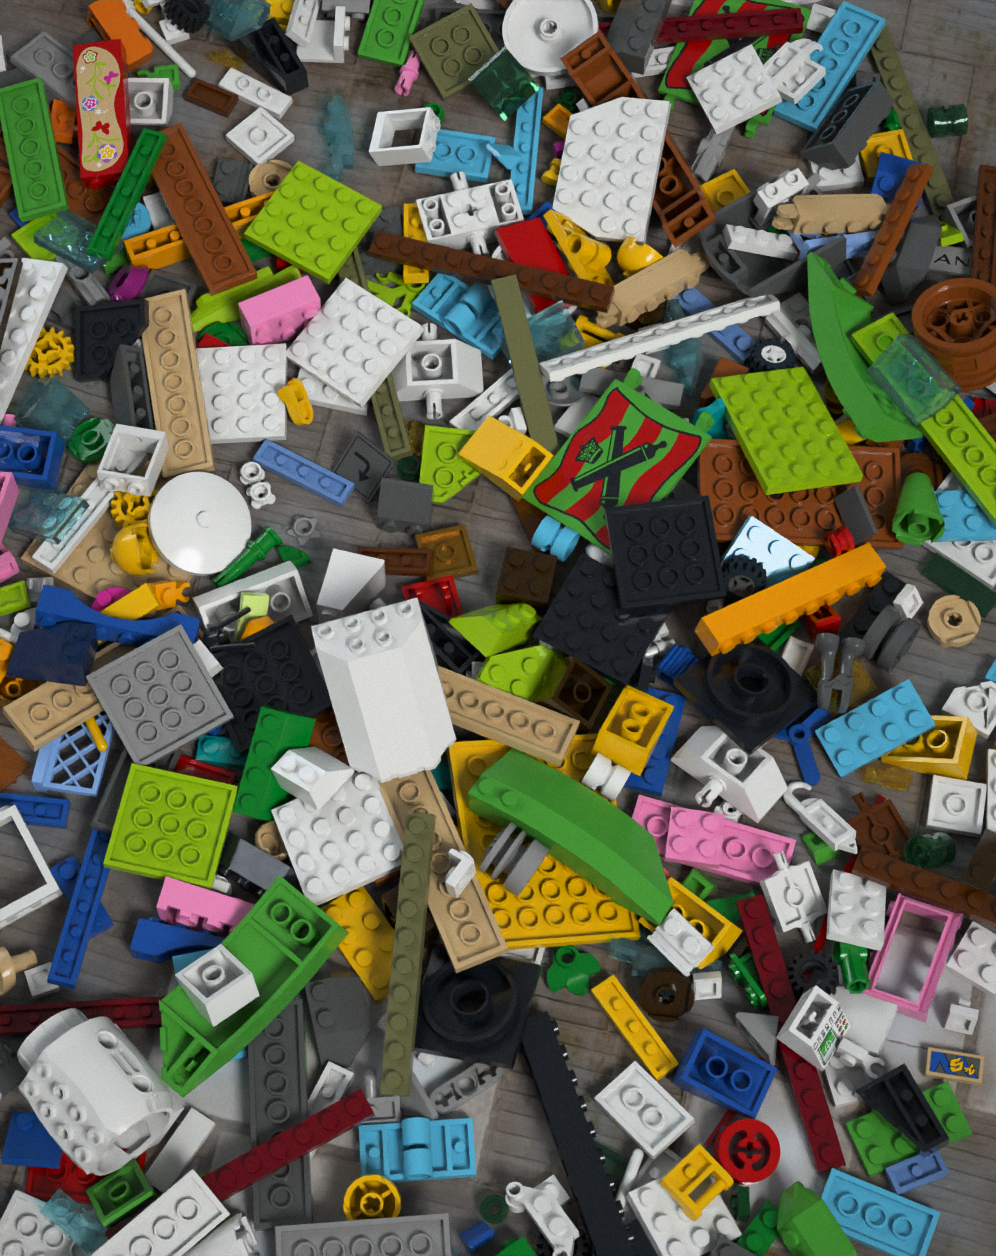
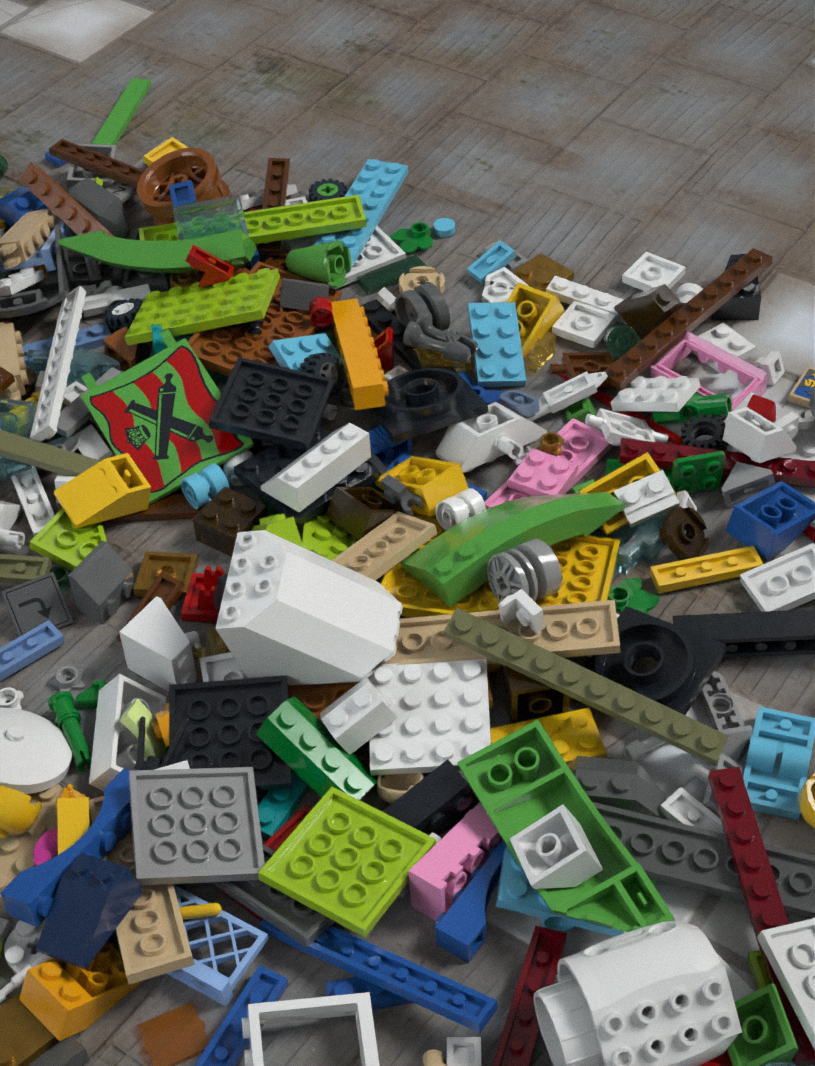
camera: 65 degrees left, 20 degrees down
(596, 628) = (320, 467): none -> white slope
(598, 712) = (397, 493): none -> dark grey plate
(740, 823) = (551, 443): none -> pearl gold plate
(788, 784) = (520, 403): none -> sand blue plate
(834, 411) = (214, 268): none -> red slope
(853, 1020) = (763, 407): none -> red slope
(922, 335) = (182, 193): none -> blue plate

